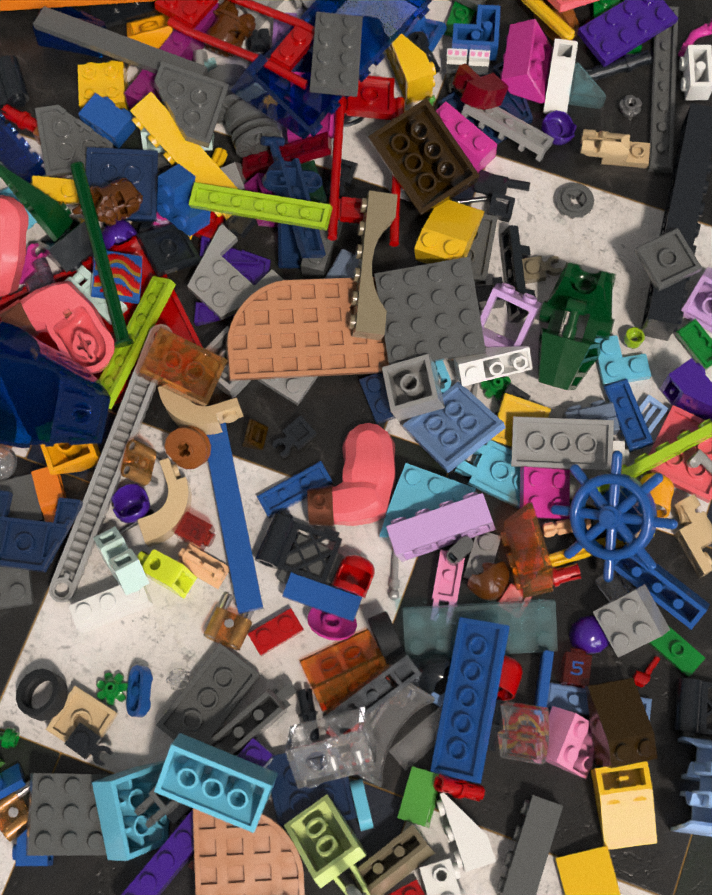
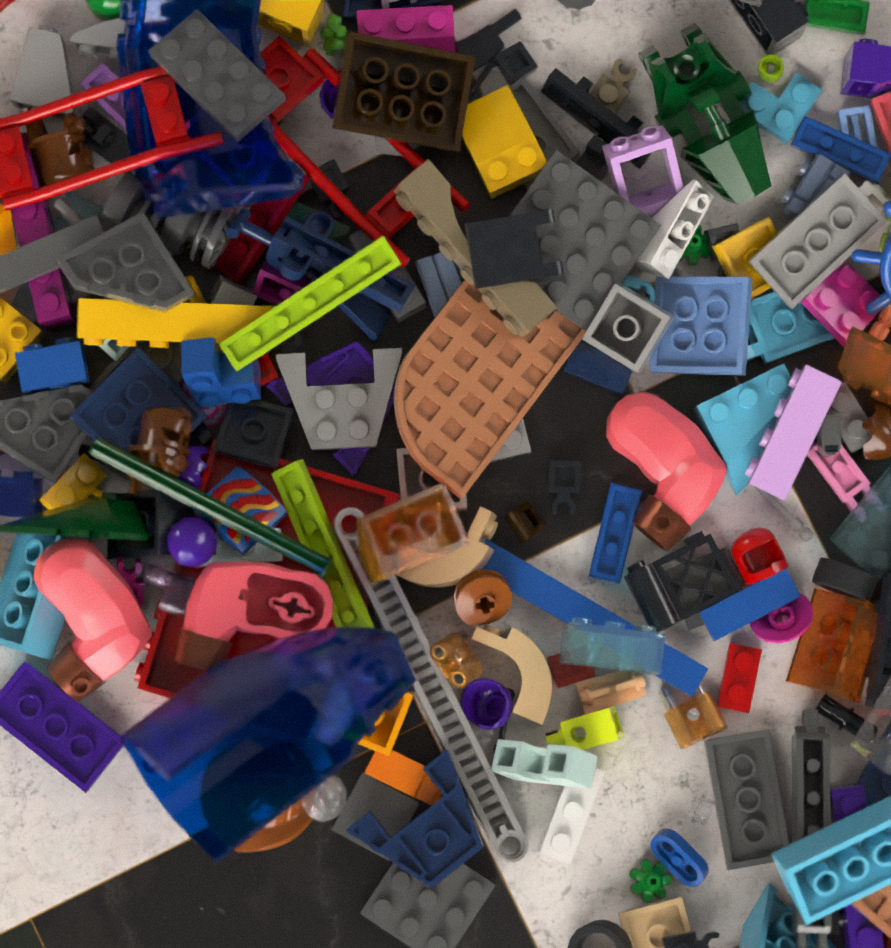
camera: 55 degrees left, 10 degrees up
(73, 263) = (192, 542): none -> dark purple hair
(223, 538) = (612, 646): none -> clear light blue brick
(389, 278) = (508, 249): none -> black flag

